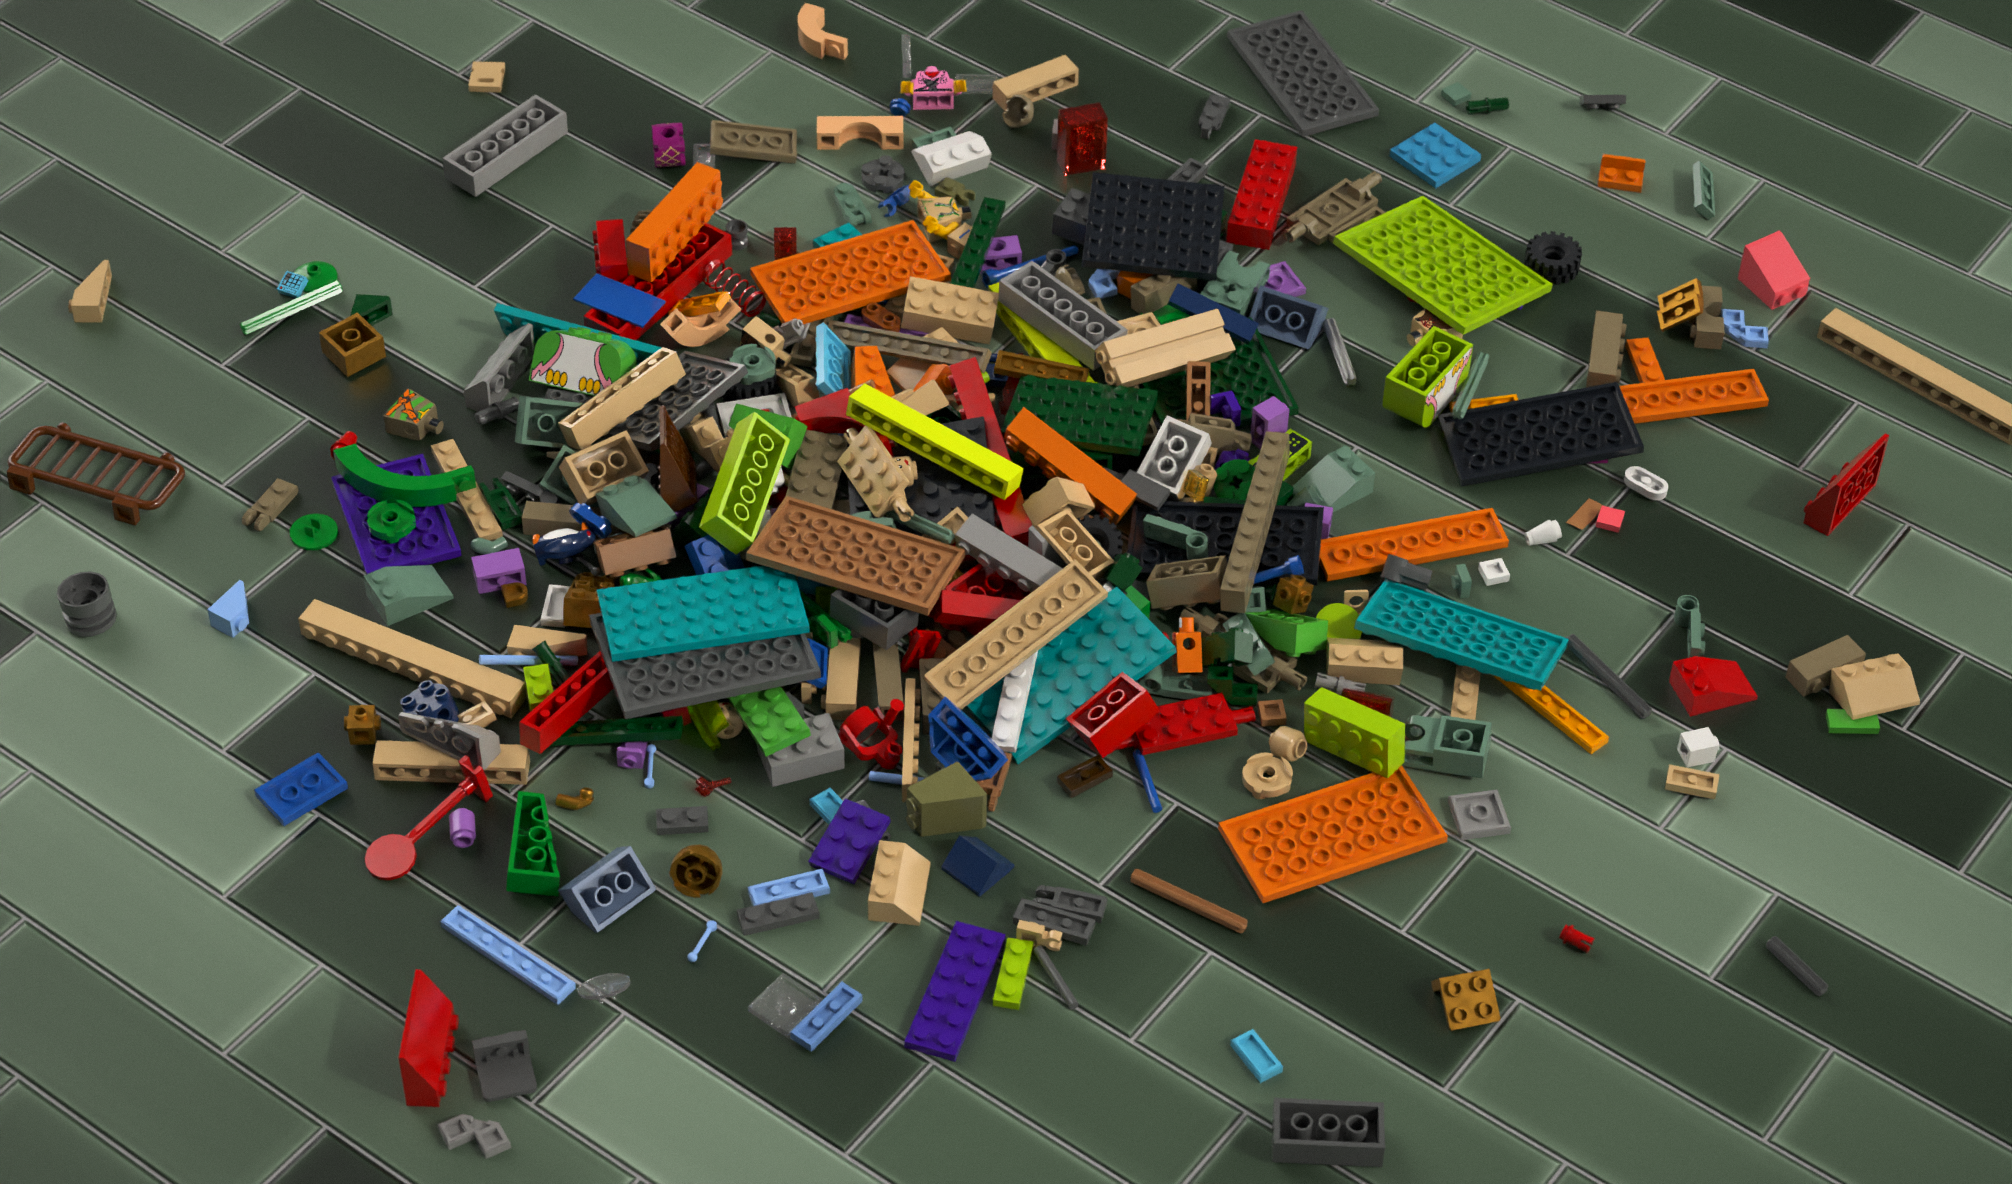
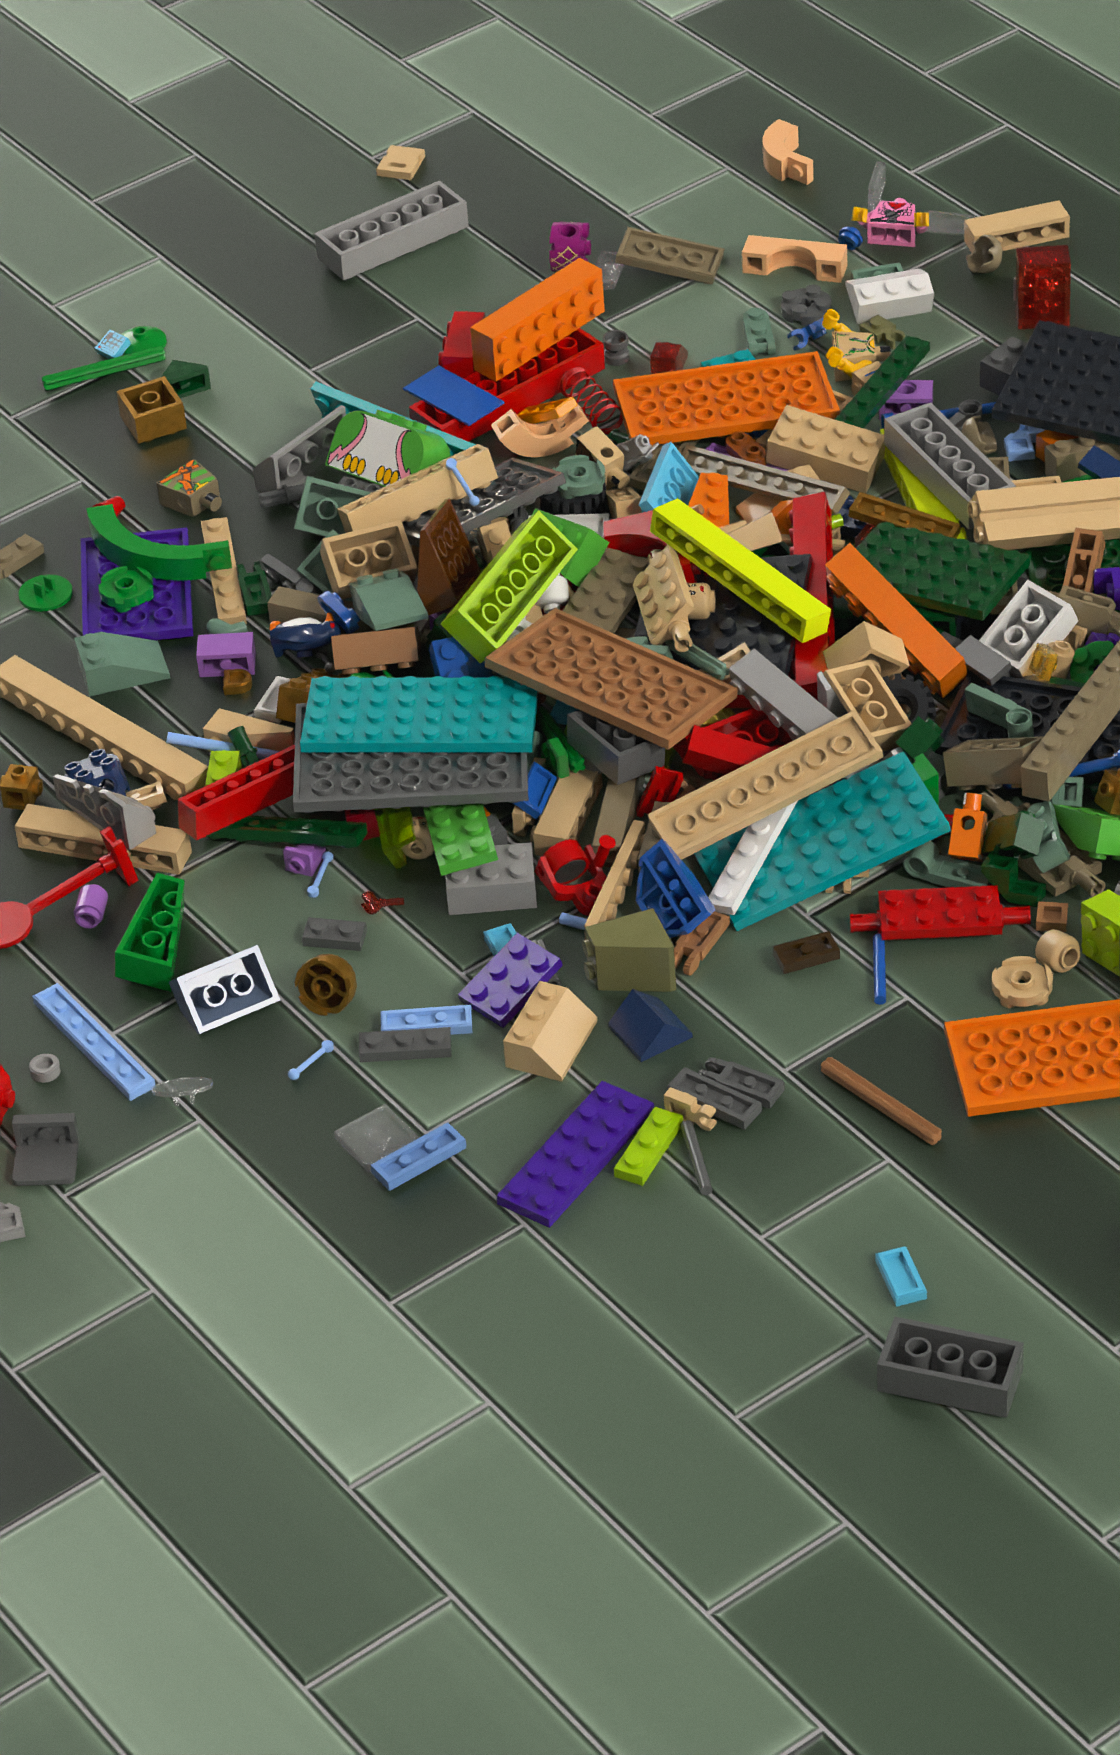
camera: 20 degrees right, 5 degrees down
(473, 986) = (44, 1068): none -> light grey tile
(578, 802) = (226, 899): pearl gold arm -> none
(649, 370) = (451, 465): none -> light blue hinge
(1113, 714) = (855, 888): red slope -> none

